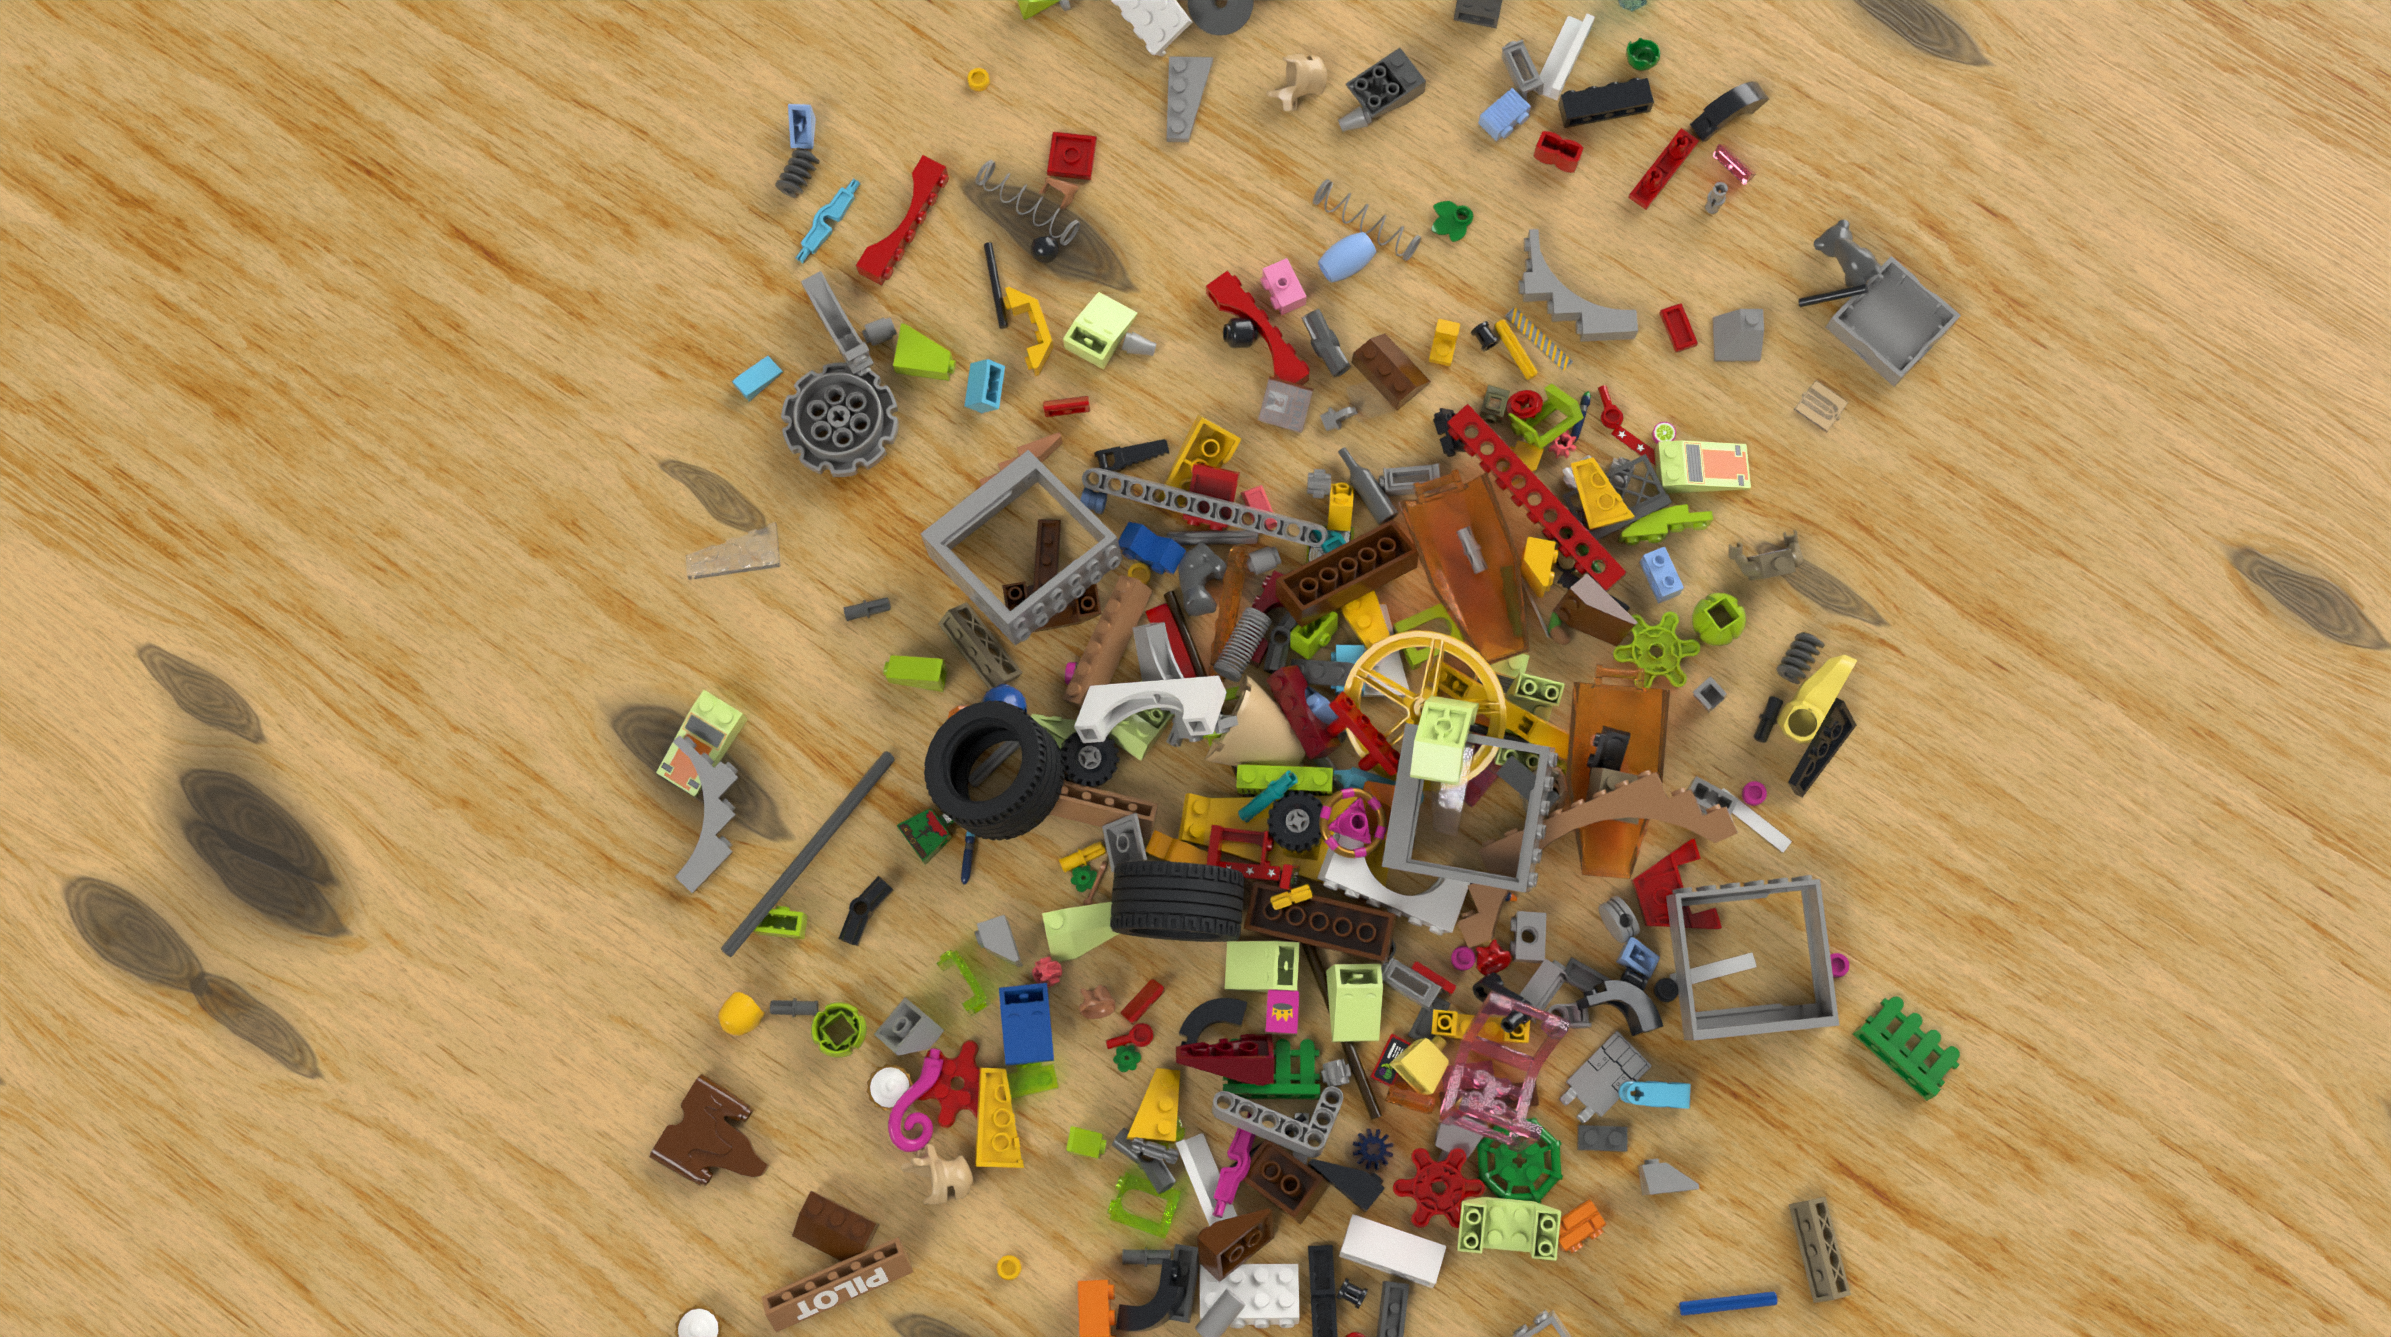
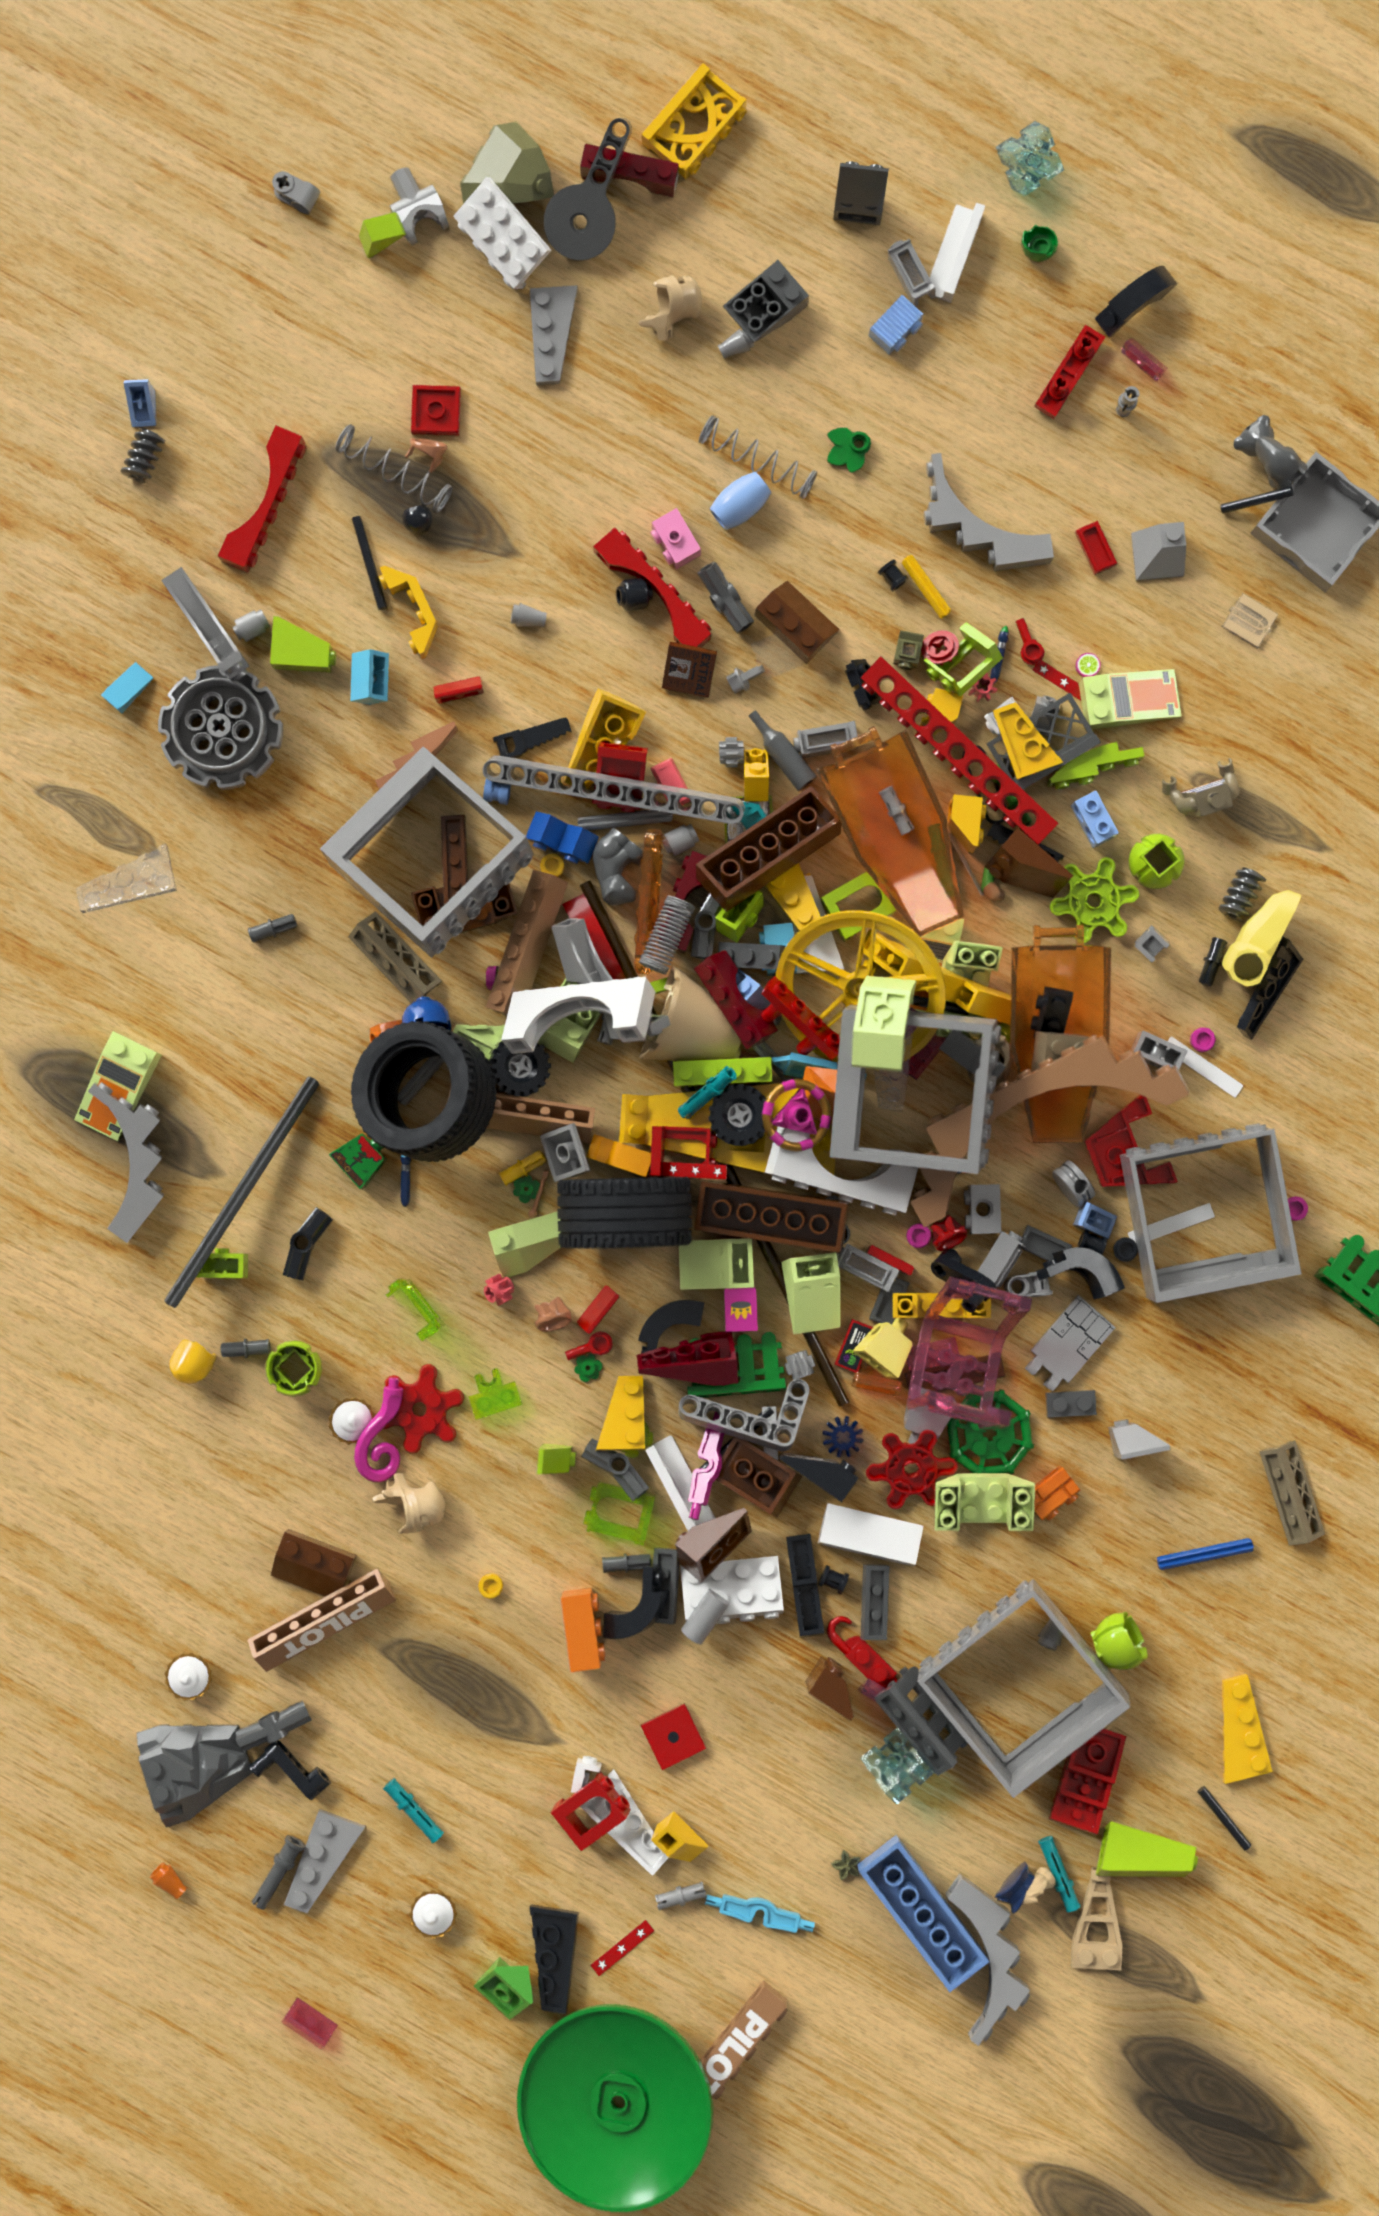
camera: 10 degrees left, 10 degrees up
(707, 1138) = (174, 1487): reddish brown rock -> none
(834, 210) = (186, 494): medium azure piece -> none
(908, 1029) = (364, 1360): light grey slope -> none
(916, 672) = (331, 991): lime slope -> none
(978, 79) = (326, 331): yellow tile -> none
(996, 1129) = (463, 1450): yellow wing -> none
(998, 940) = (446, 1262): light grey slope -> none
(1026, 1024) = (483, 1345): blue slope -> none
(1099, 330) = (485, 603): yellowish green slope -> none
(1154, 1150) = (625, 1460): dark grey axle -> none
(1285, 899) = (745, 1192): yellow piece -> none
(1289, 876) = (736, 1174): red tile -> none
(1444, 342) = (850, 585): yellow slope -> none
(1538, 338) = (949, 571): sticker -> none
(1562, 153) = (960, 364): red brick -> none
(1605, 102) = (1003, 301): black brick -> none
(1656, 1094) = (1122, 1355): medium azure piece -> none

